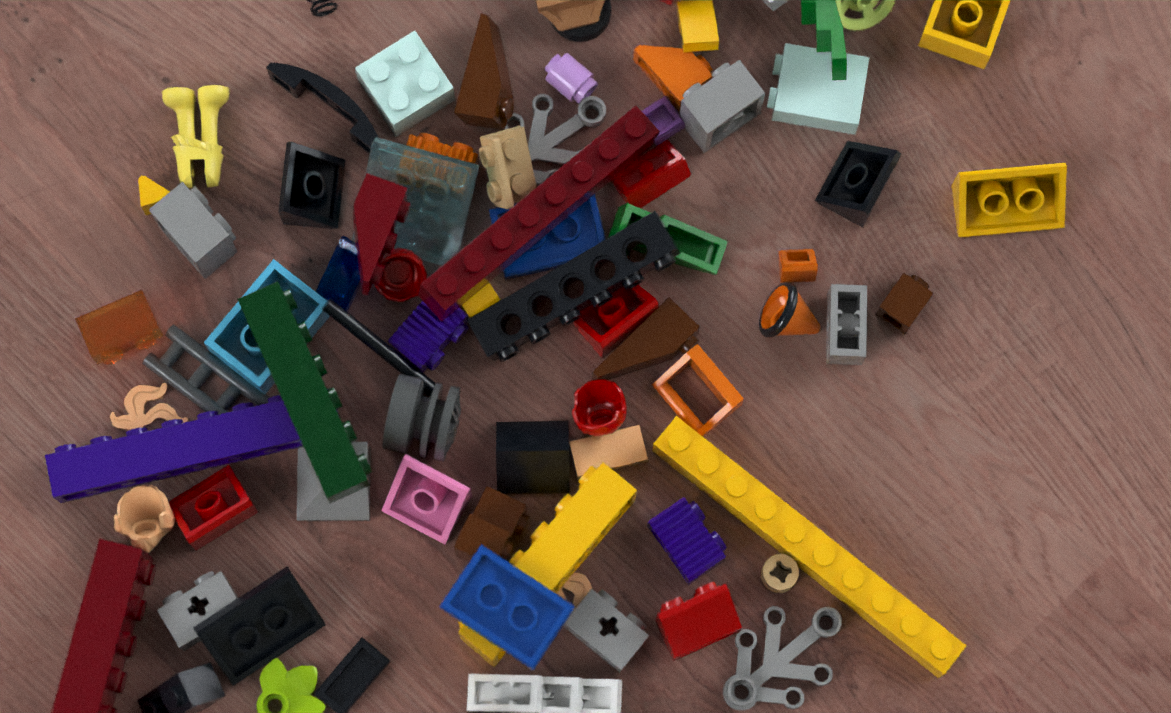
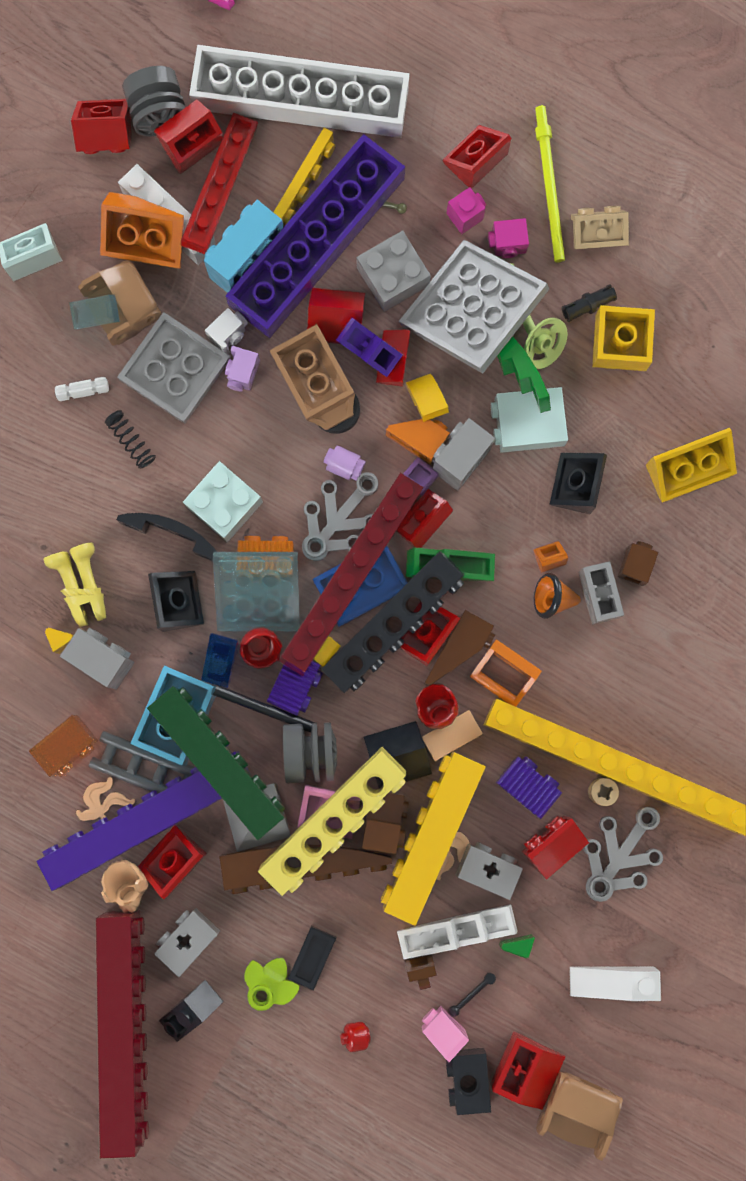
camera: 15 degrees left, 5 degrees up
(259, 626) = (233, 942): black tile -> none
(340, 541) = (275, 867): none -> light yellow brick
(358, 550) = (241, 868): none -> reddish brown slope
(375, 217) = (231, 614): dark red slope -> none
(486, 86) = (284, 488): reddish brown slope -> none
(507, 166) = (318, 545): tan bracket -> none
(507, 607) = (415, 883): blue tile -> none

